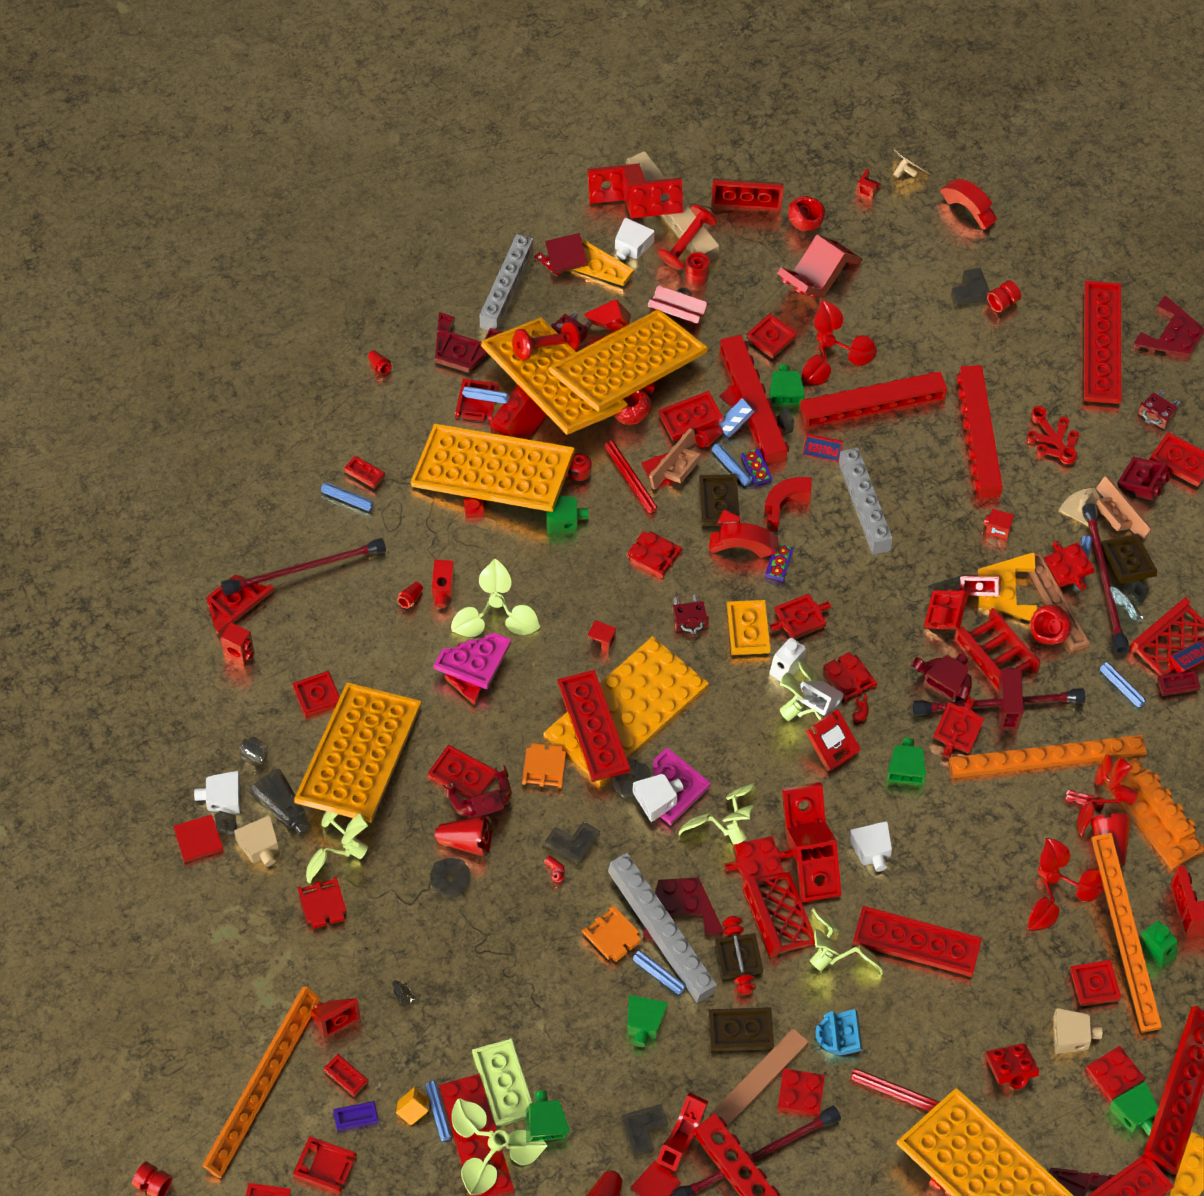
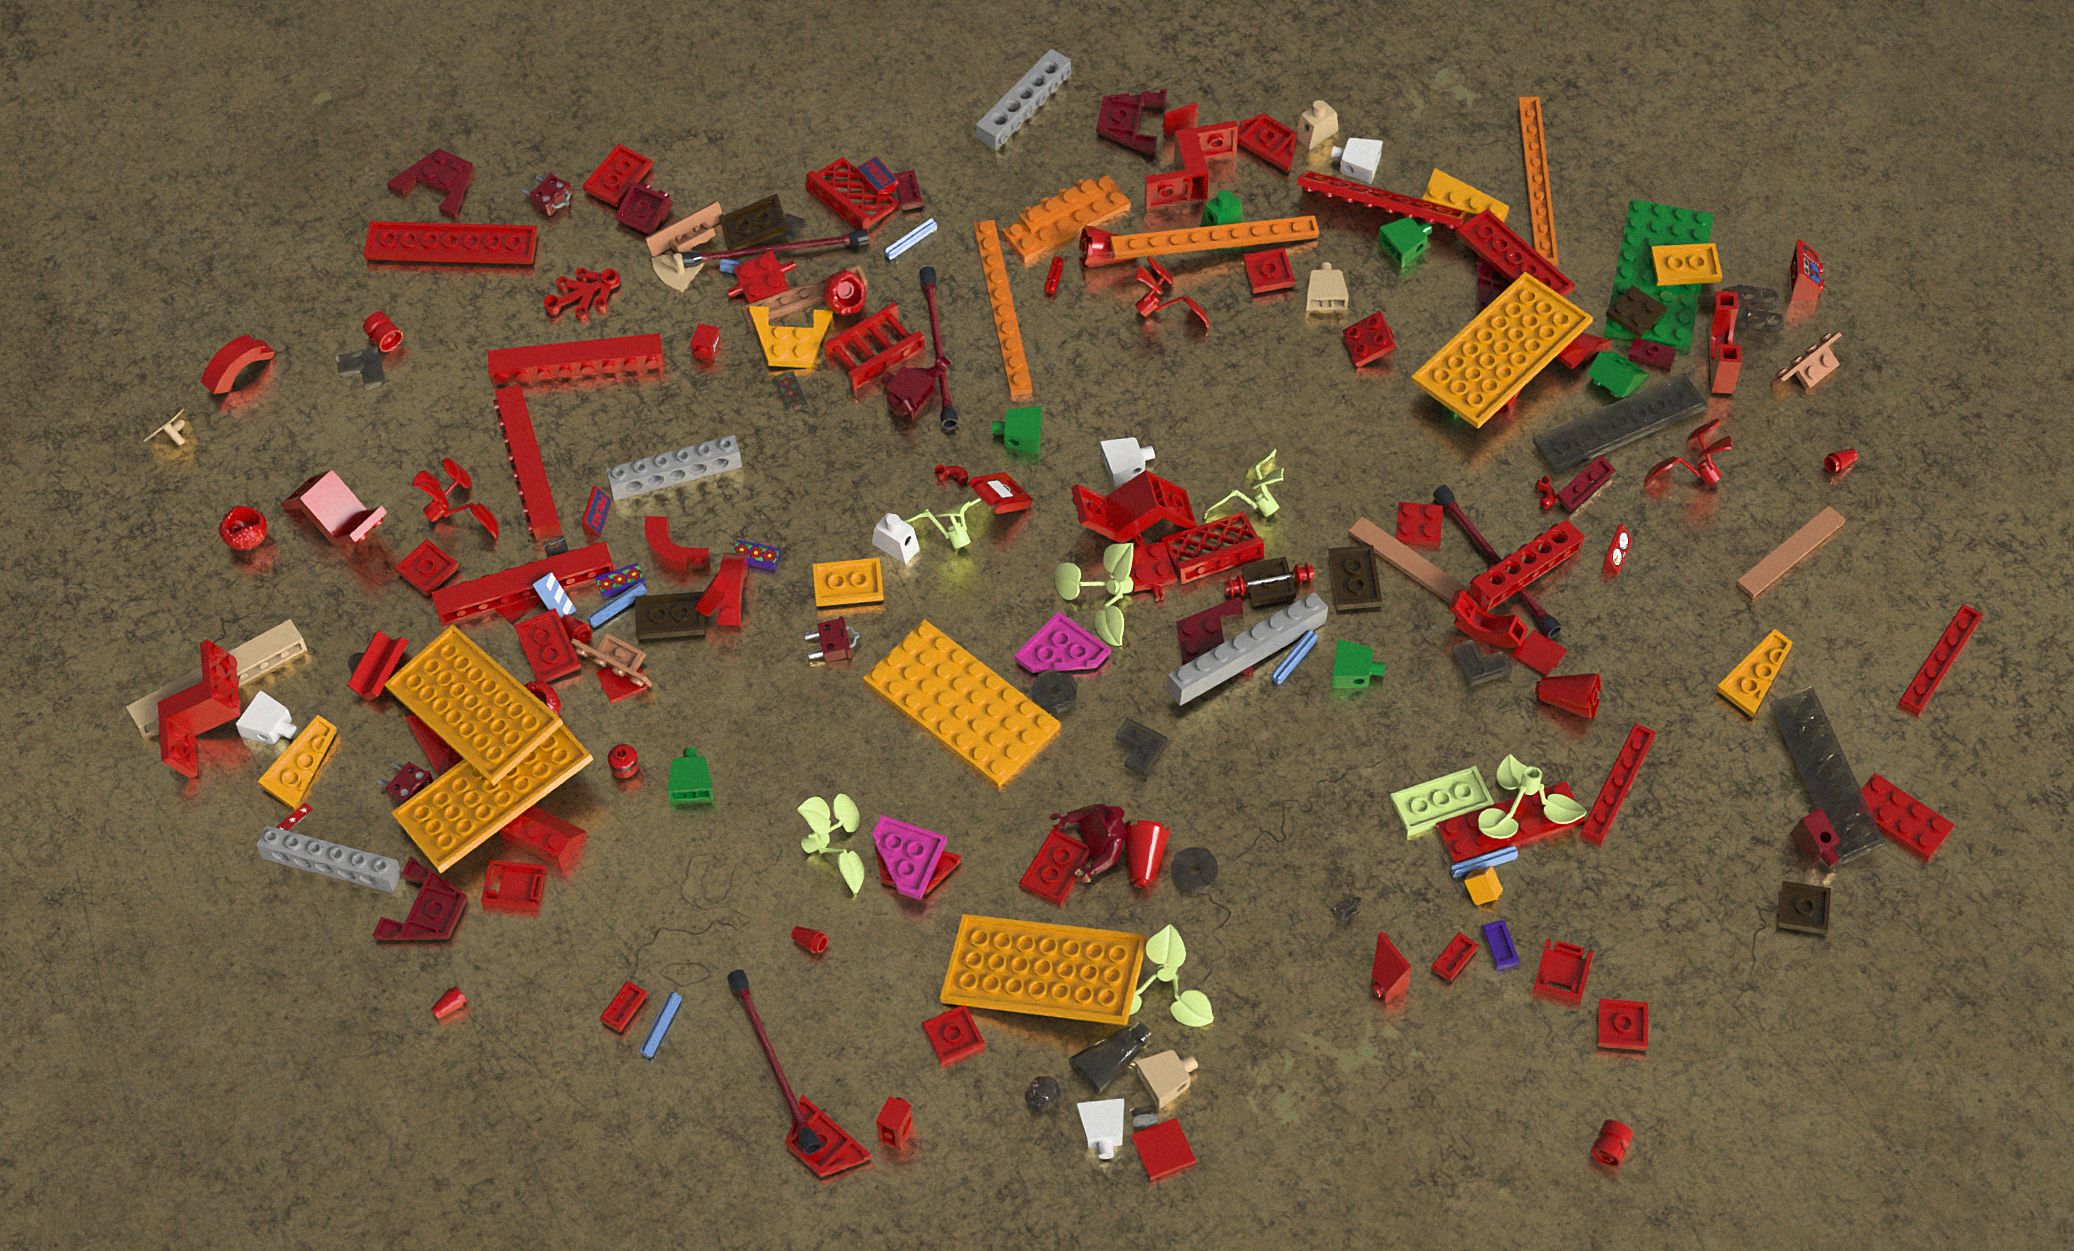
camera: 90 degrees left, 0 degrees up
(261, 1083) = (1482, 1045): orange plate -> none
(322, 903) = (1240, 1000): red plate -> none
(443, 582) = (796, 898): red torso -> none
(473, 508) = (677, 879): red plate -> none
(484, 394) = (515, 866): axle -> none
(493, 467) = (625, 854): light orange plate -> none
(523, 344) = (456, 809): red hose -> none
(544, 765) = (1041, 780): orange plate -> none
(545, 1119) = (1487, 751): green torso -> none
(558, 869) = (1175, 760): red arm -> none
(566, 253) = (286, 791): dark red tile -> none
(593, 725) = (993, 725): red plate -> none
(603, 633) = (865, 725): red panel -> none
(609, 316) = (401, 730): red slope -> none
(613, 934) = (1253, 701): orange plate -> none
(631, 477) = (632, 710): red axle -> none
(652, 552) = (743, 682): red plate -> none
(656, 795) = (1084, 657): white torso -> none
(697, 268) = (321, 644): red wheel -> none
(702, 216) = (250, 629): red hose -> none
(747, 194) = (201, 593): red slope -> none
(786, 387) = (505, 548): green torso -> none
(800, 616) = (832, 531): red plate -> none
(824, 699) = (947, 495): white torso -> none
(840, 1033) = (1349, 487): dark azure slope -> none
(848, 675) = (908, 487): red plate -> none
(867, 187) = (198, 470): red panel -> none
(893, 1089) = (1408, 437): axle -> none
(917, 941) = (1235, 421): red plate -> none
(946, 610) = (827, 387): red plate -> none
(958, 727) = (975, 381): red plate -> none
(981, 585) = (791, 356): slope -> none
(1010, 698) = (943, 326): dark red slope -> none
(1115, 1073) = (1365, 259): red plate -> none
(1121, 792) = (1055, 221): red plant -> none
(1122, 600) = (808, 231): clear light blue slope -> none

